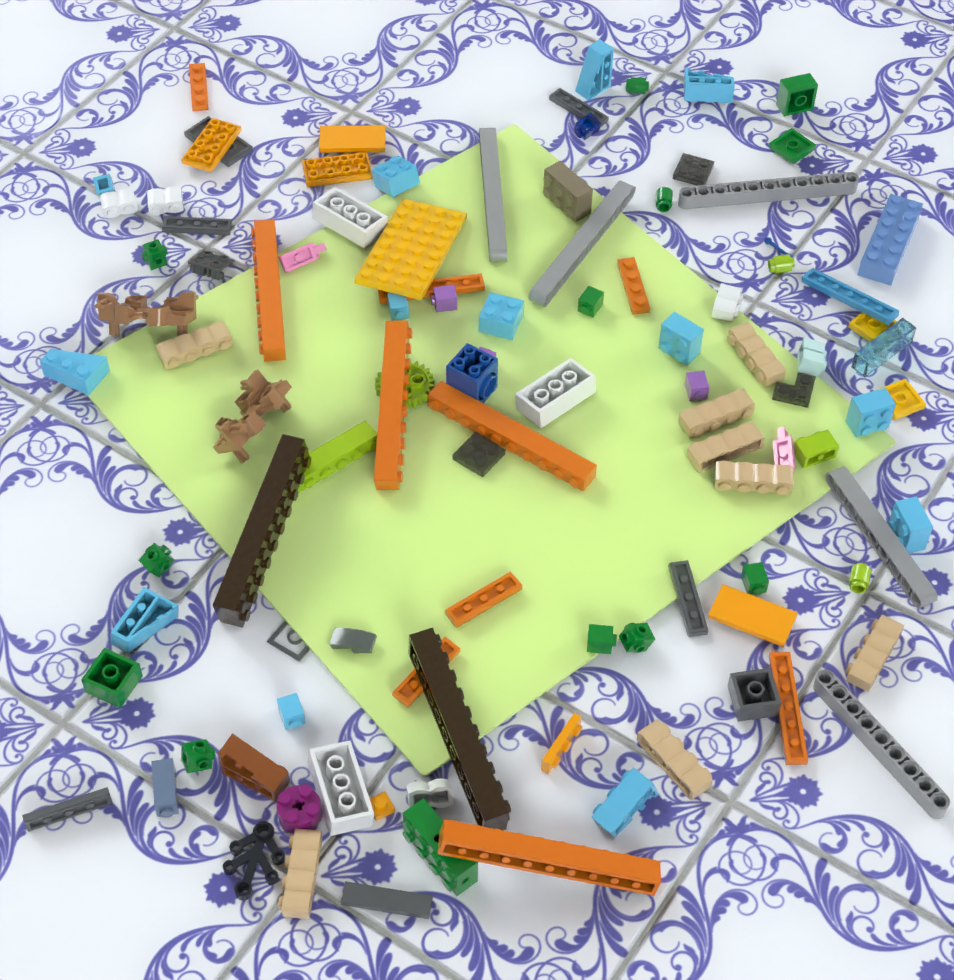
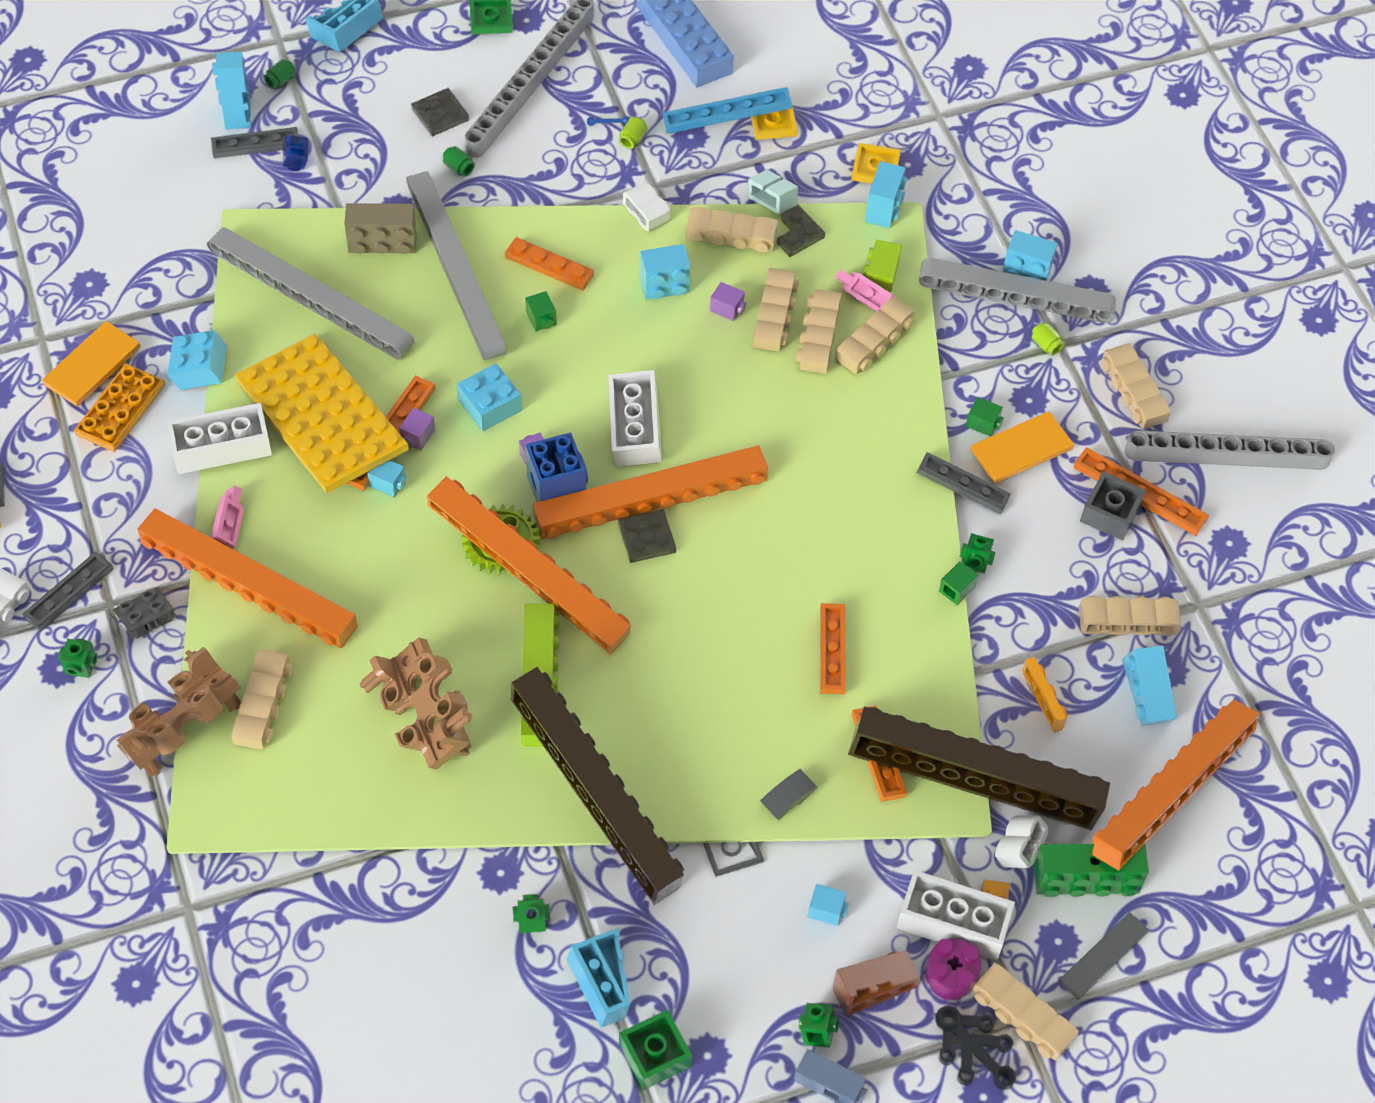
camera: 55 degrees left, 5 degrees up
(75, 369) = (185, 839): medium azure wedge -> none
(883, 347) = (808, 131): clear light blue brick -> none

